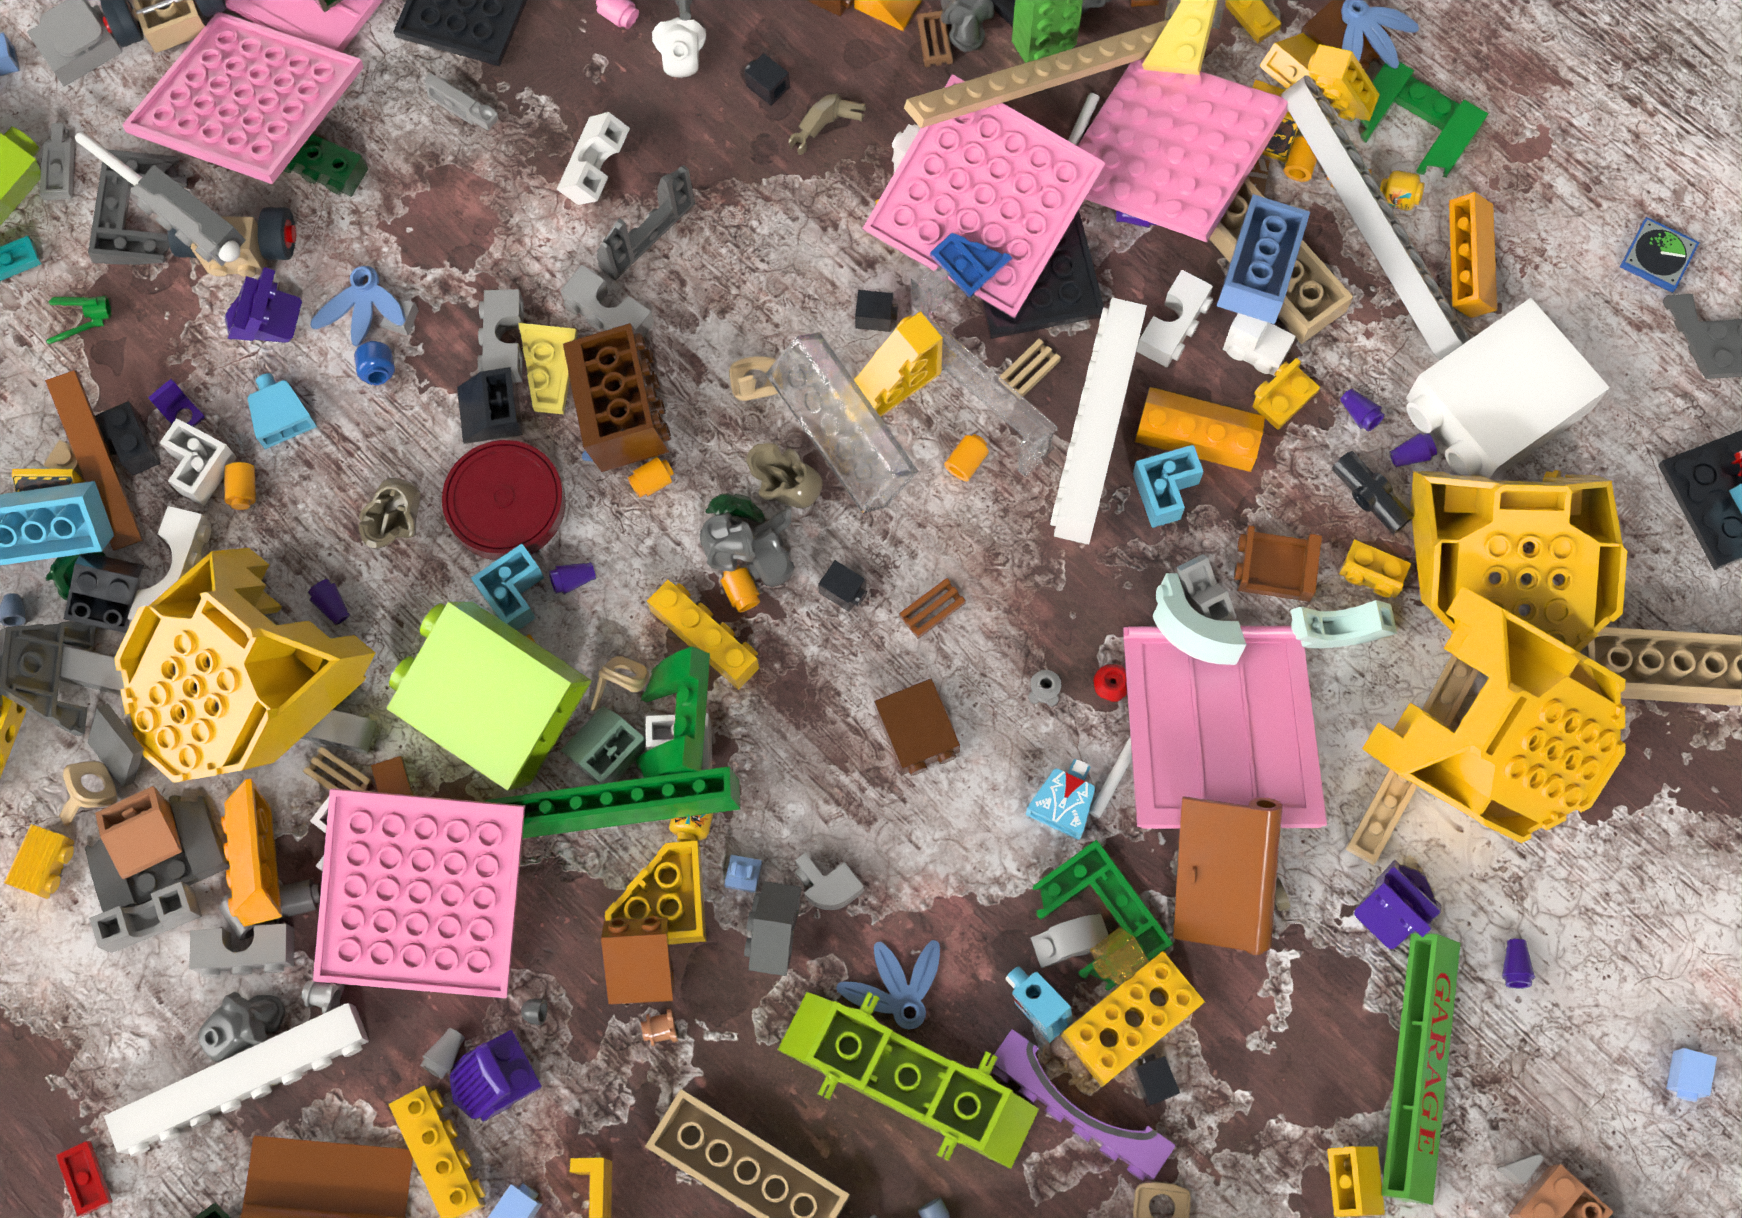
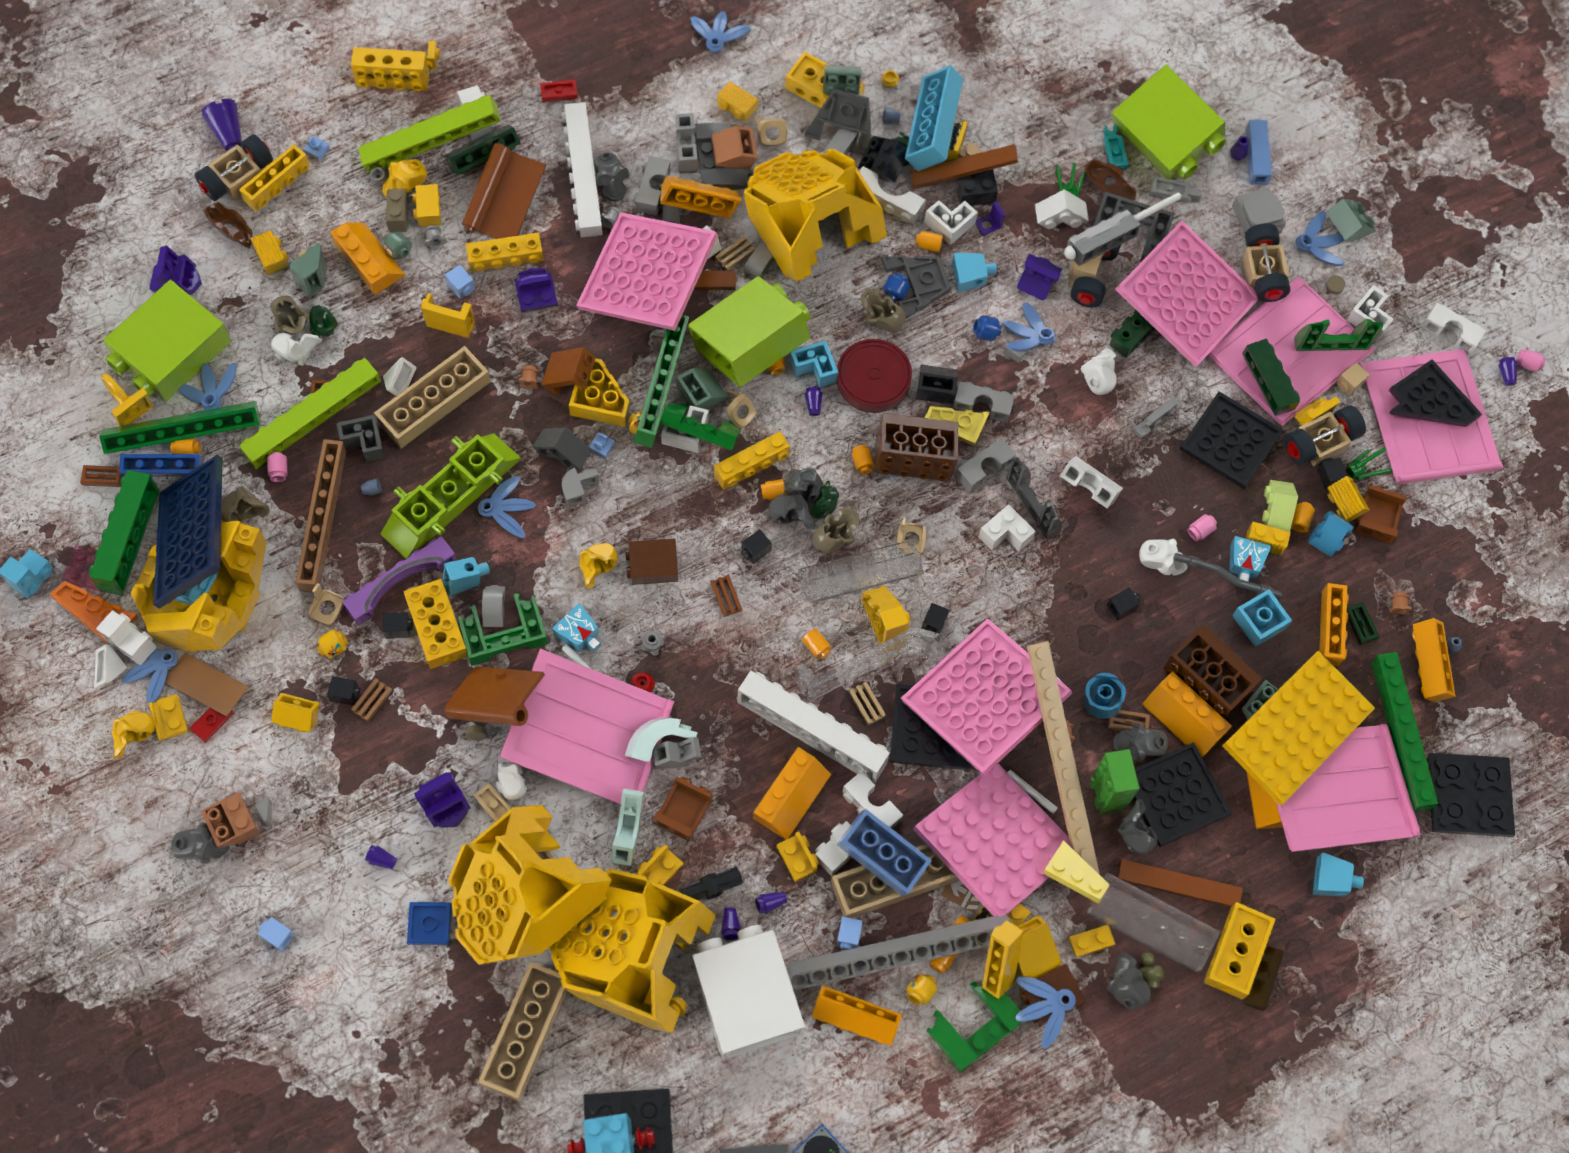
camera: 100 degrees right, 5 degrees down
(47, 275) = (1099, 171): none -> reddish brown piece
(115, 745) = (791, 145): dark grey tile -> none
(137, 305) = (1061, 208): none -> white brick
(308, 474) = (925, 277): none -> dark grey wing
(329, 601) = (841, 271): dark purple cone -> none
(337, 511) = (896, 287): none -> blue head
(406, 186) = (1100, 372): none -> white head
(442, 1054) = (557, 267): light grey cone -> none
(535, 1011) = (563, 318): dark grey hinge -> none
(698, 251) = (1007, 526): none -> white brick
(822, 113) = (1089, 632): dark tan arm -> none
(915, 66) = (1114, 692): none -> dark azure brick
(947, 810) = (597, 560): none -> yellow head
(968, 262) = (942, 673): blue wing -> none
(1118, 956) = (471, 620): clear yellow brick -> none
(1161, 479) = (759, 750): medium azure brick -> none
(1222, 1171) = (332, 644): none -> yellow head
(1289, 1121) = (343, 690): none -> black brick
(1310, 1082) = (366, 694): none -> medium nougat tile
(1341, 811) = (510, 780): none -> white head
(1368, 297) = (849, 933): none -> light blue brick
(1421, 1069) = (342, 774): bright green brick -> none
(1578, 860) = (429, 923): none -> blue tile

